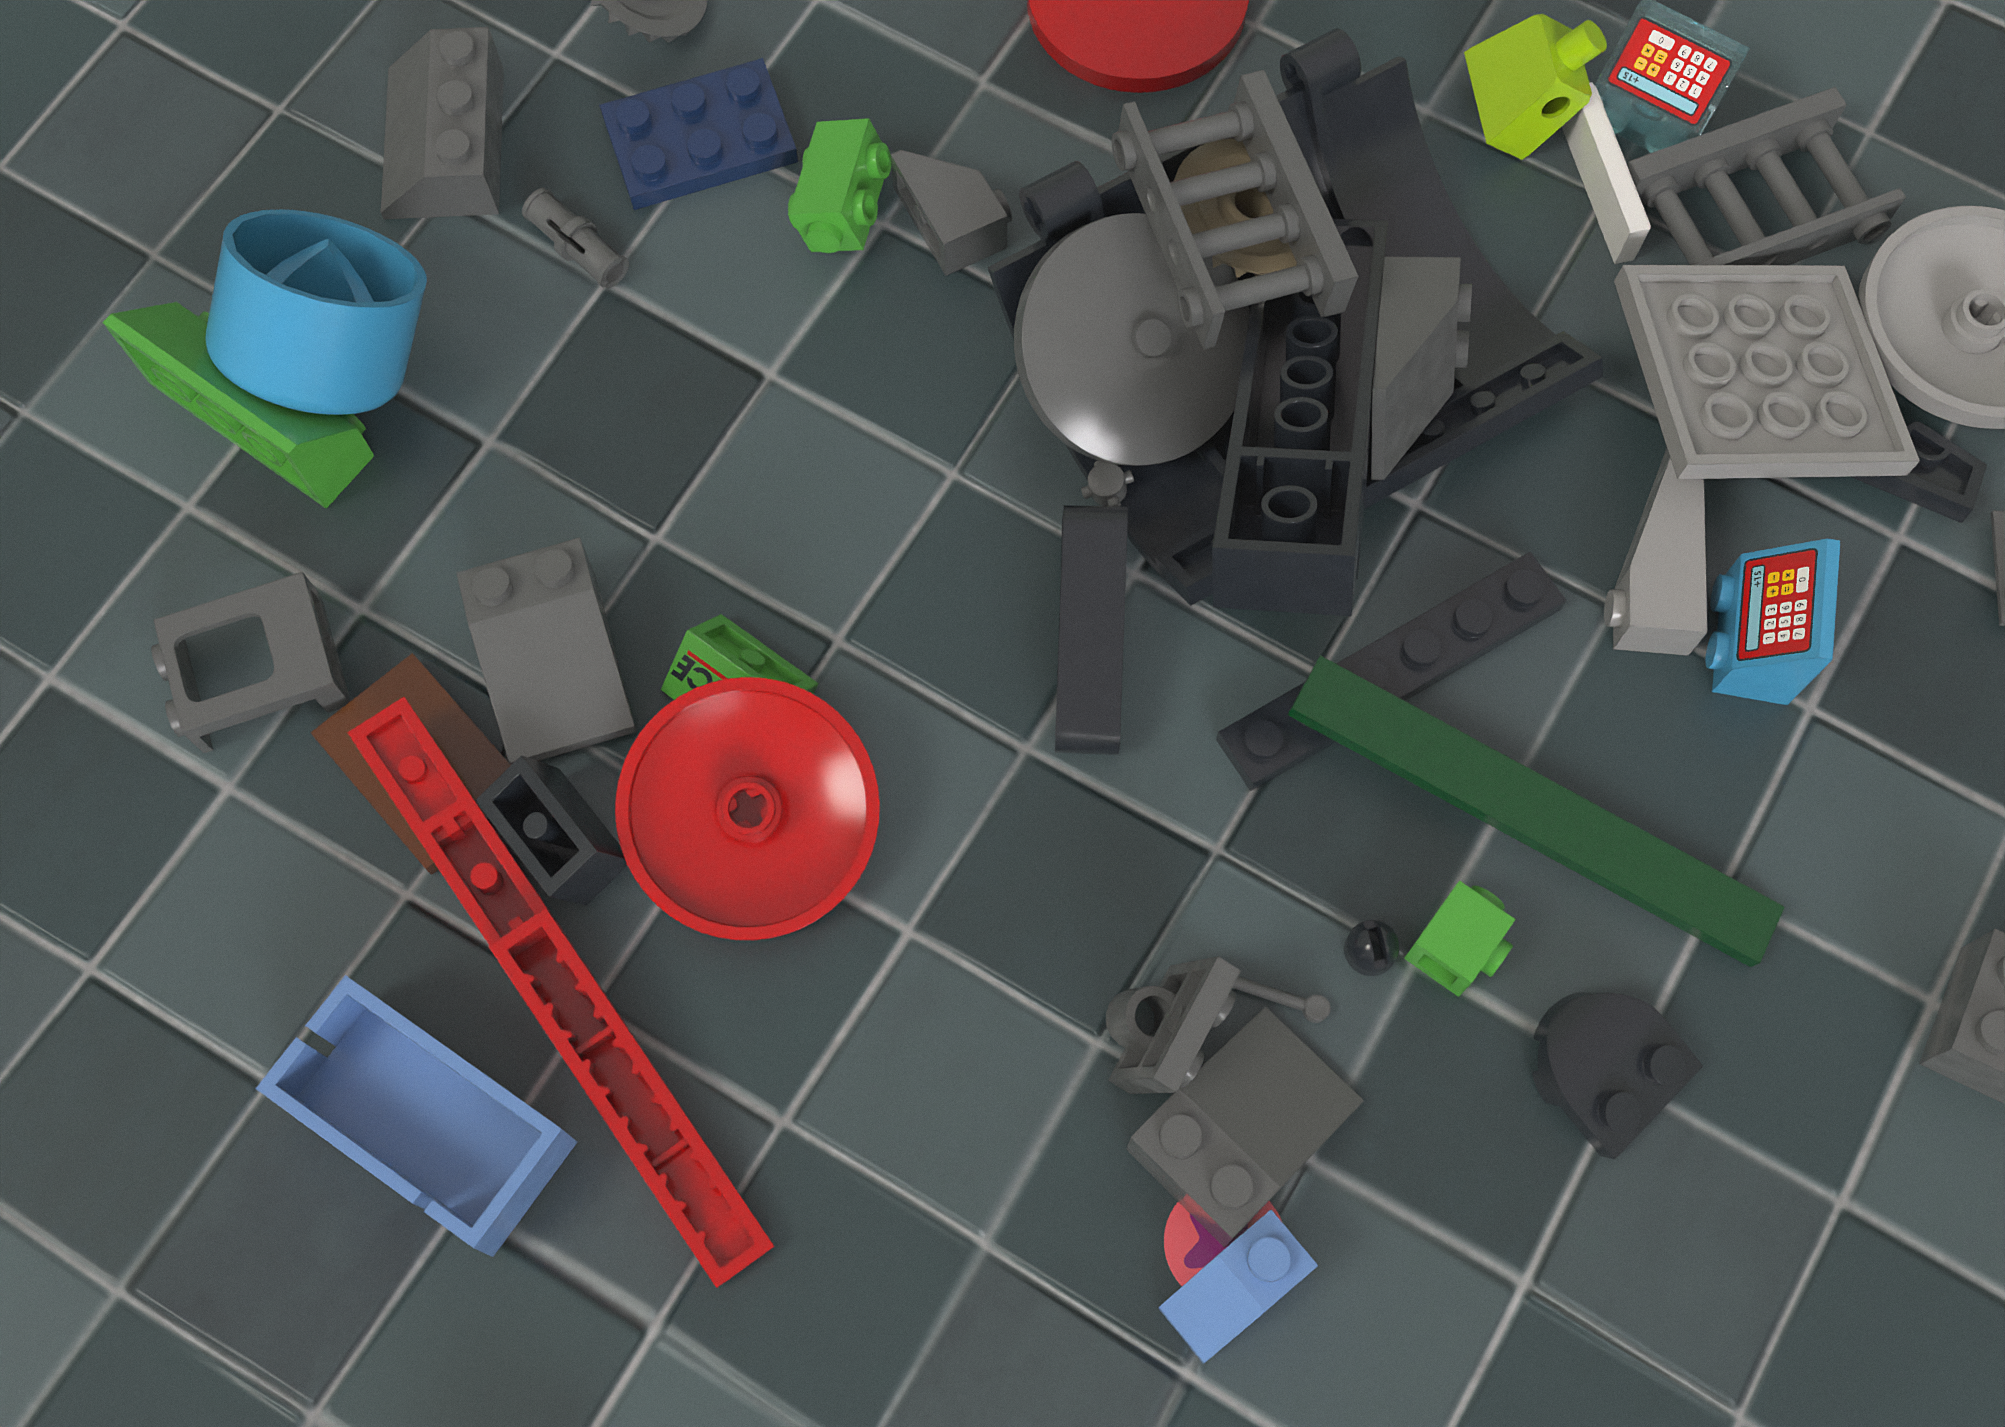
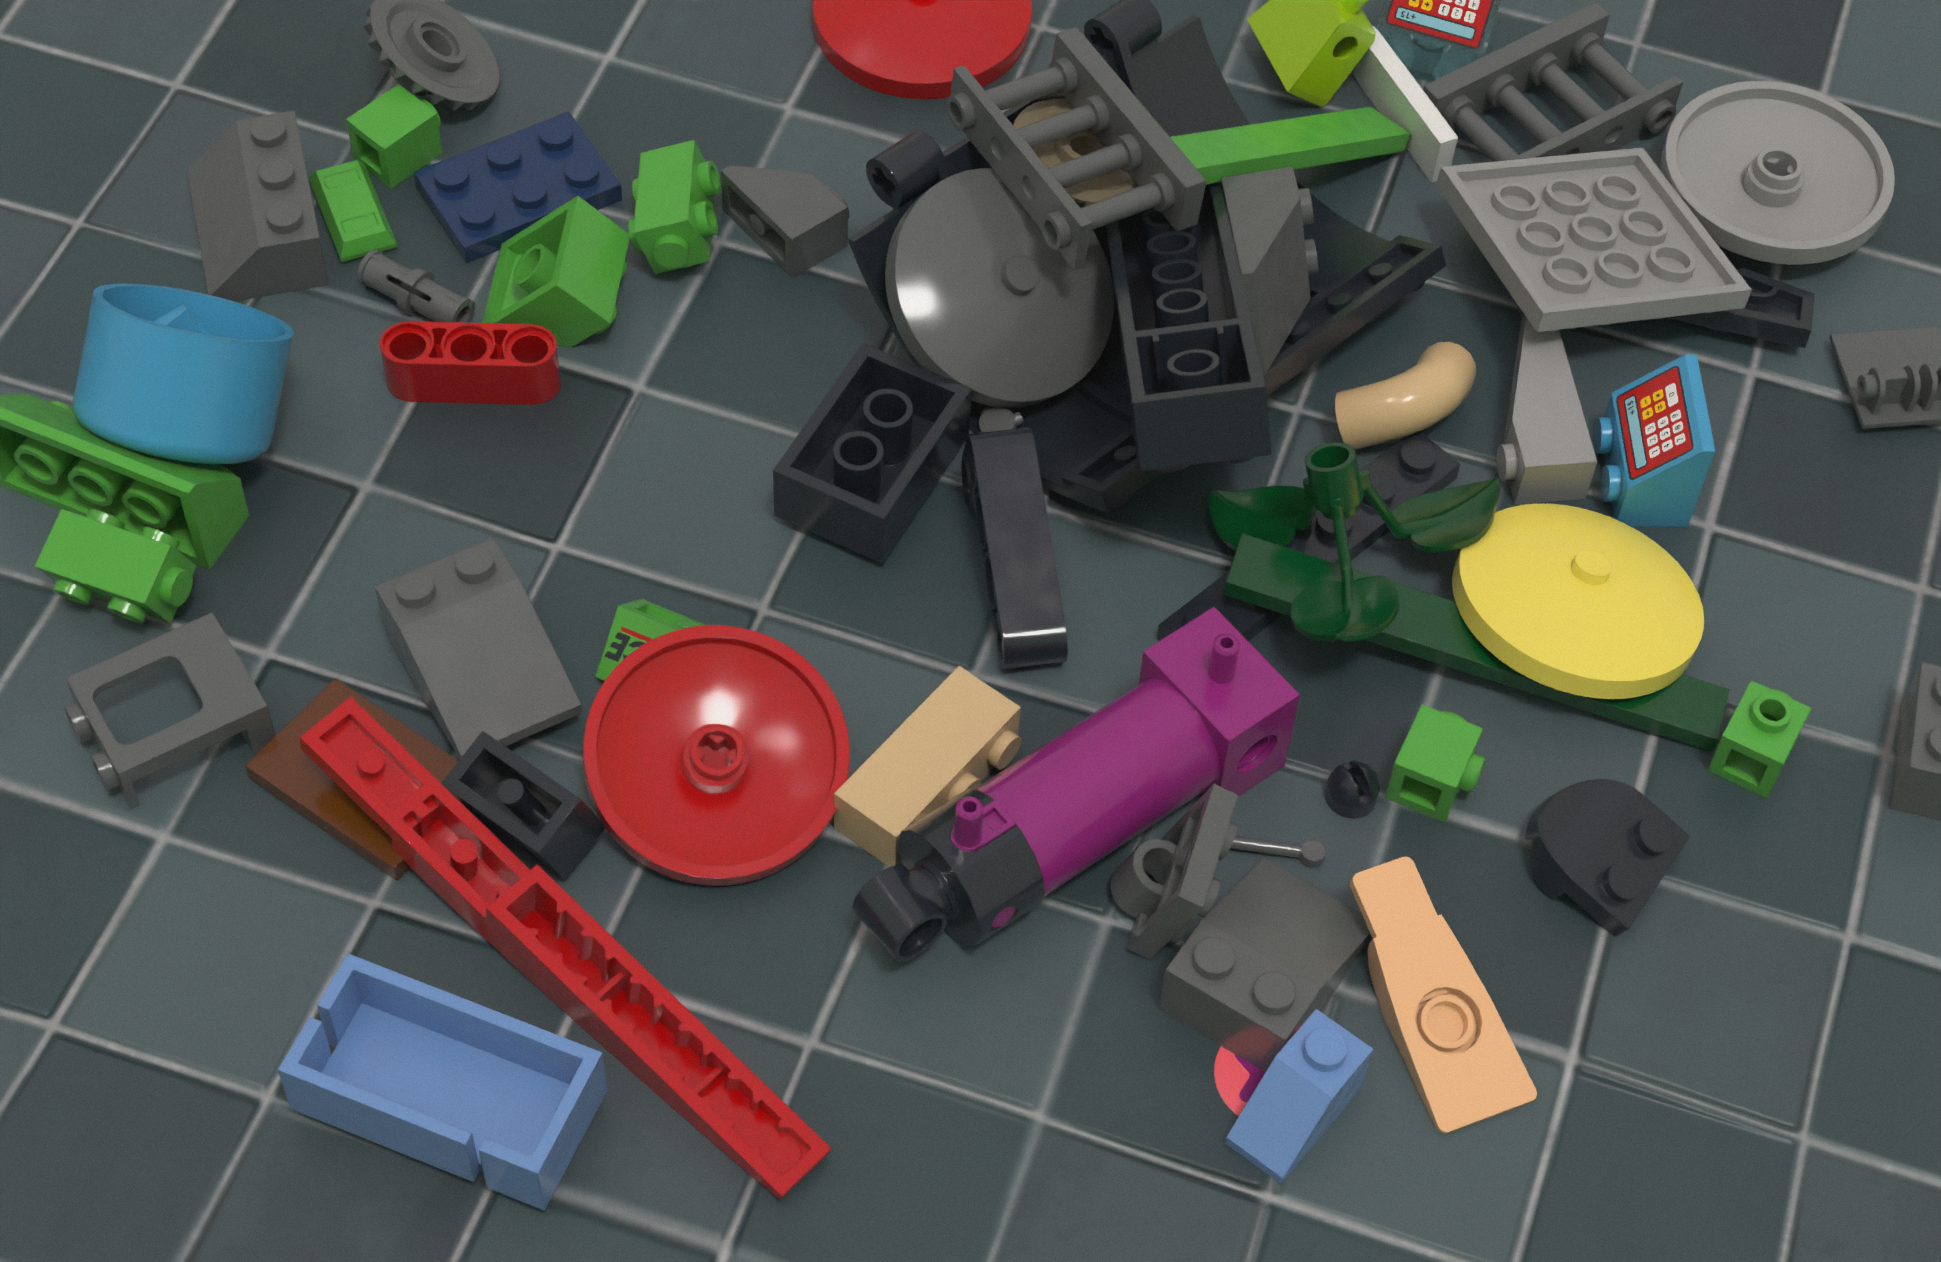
camera: 15 degrees left, 15 degrees down
(219, 496) = (128, 570): none -> bright green brick
(536, 137) = (352, 210): none -> bright green tile
(589, 61) = (395, 135): none -> bright green brick
(590, 309) = (470, 362): none -> red beam
(712, 247) = (561, 274): none -> bright green slope
(955, 855) = (927, 762): none -> tan brick
(973, 496) = (872, 452): none -> black brick
(1221, 863) = (1196, 719): none -> magenta piece
(1400, 1206) = (1436, 1003): none -> light nougat piece
(1416, 768) = (1336, 487): none -> dark green plant
(1463, 215) = (1292, 143): none -> bright green tile
(1530, 524) = (1408, 400): none -> tan cylinder
(1650, 783) = (1579, 602): none -> light yellow dish
(1803, 971) = (1759, 739): none -> bright green brick

